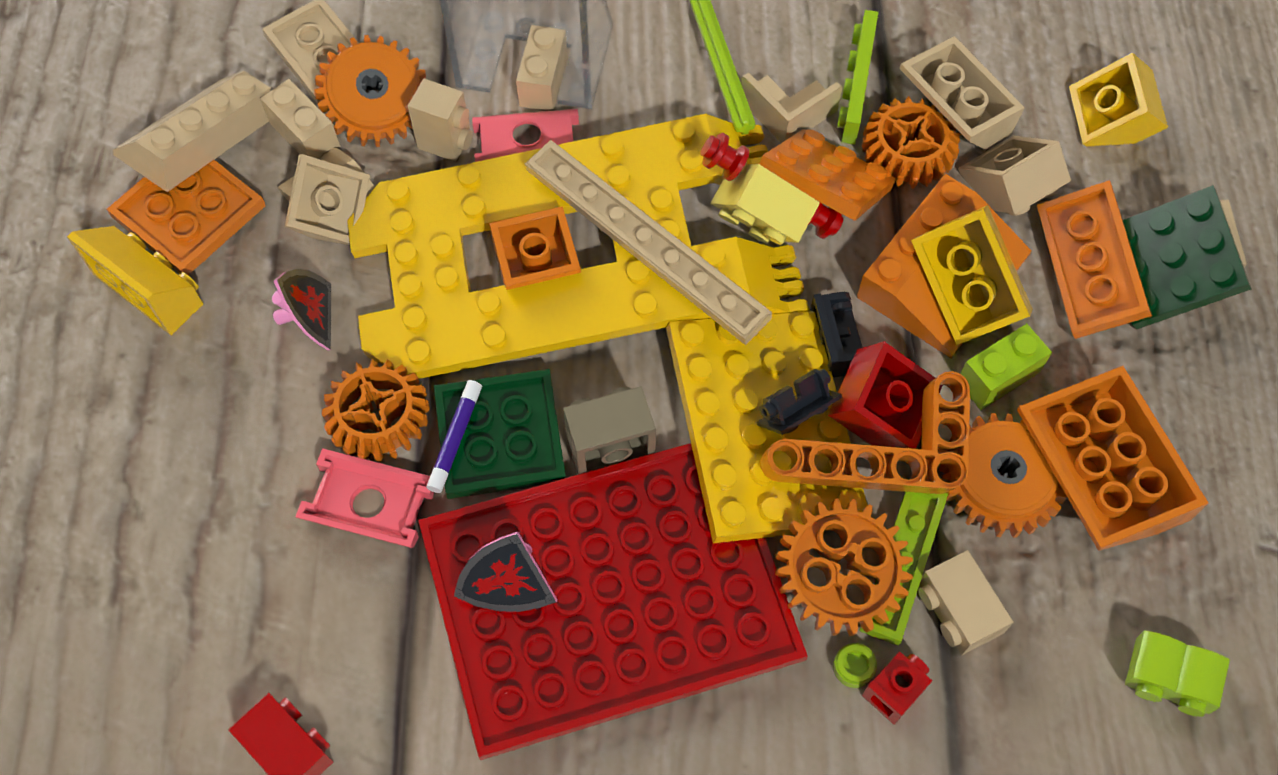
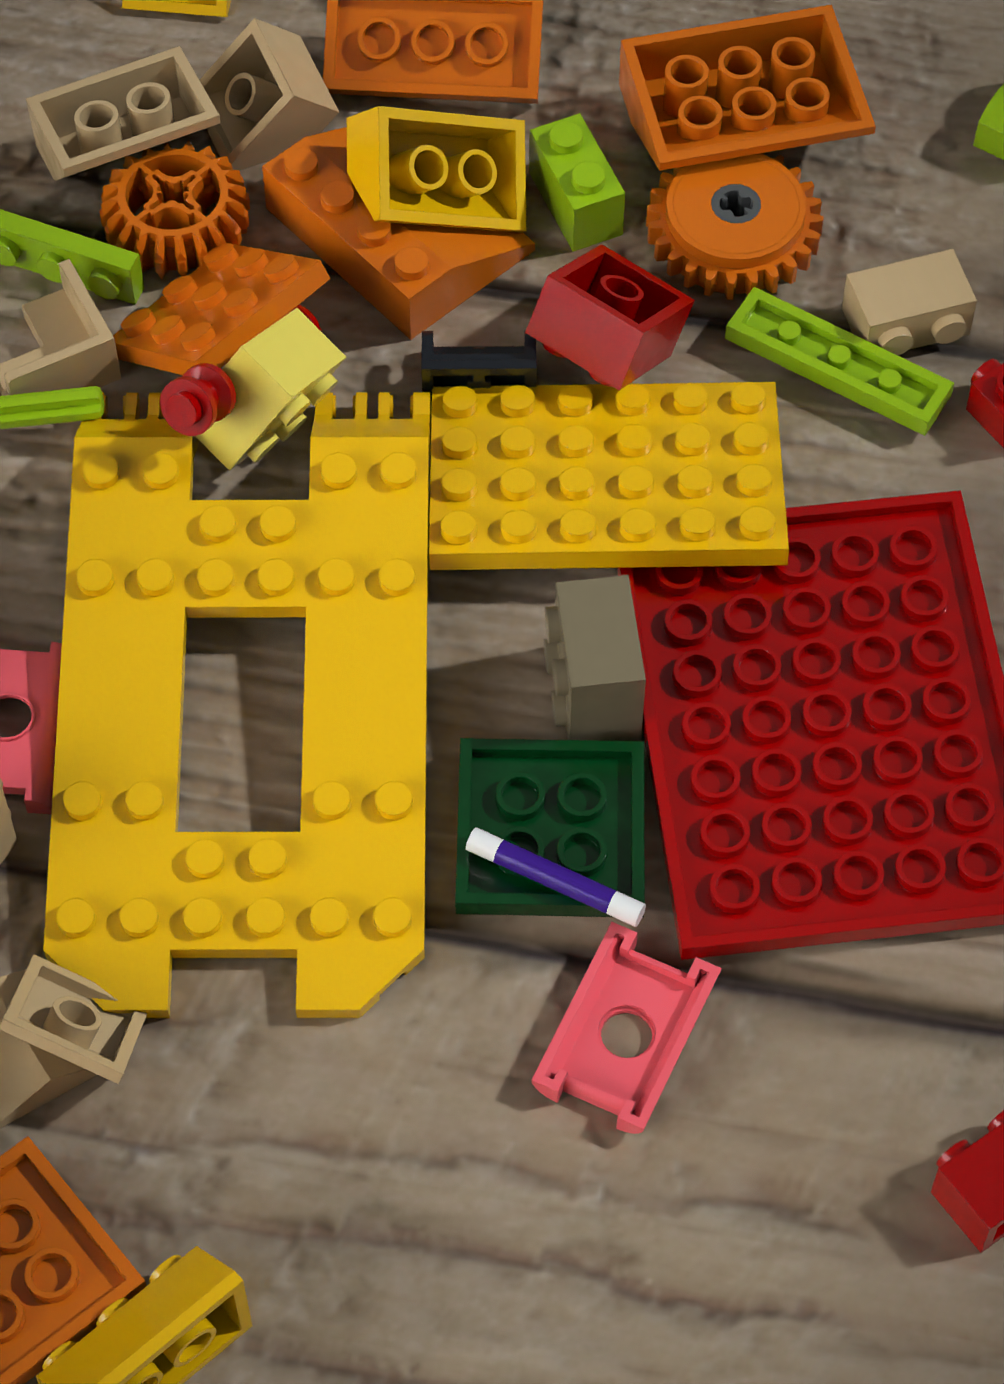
camera: 80 degrees left, 5 degrees down
(307, 302) = (266, 1094): shield -> none
(343, 422) = (525, 977): orange gear -> none
(504, 577) = (811, 818): shield -> none
(534, 248) = (259, 721): orange slope -> none
(649, 242) = (284, 554): tan tile -> none
(785, 411) = (608, 410): black hinge -> none
(830, 601) = (880, 443): orange gear -> none
(855, 665) = (971, 450): lime tile -> none
(884, 459) = (731, 274): orange beam -> none

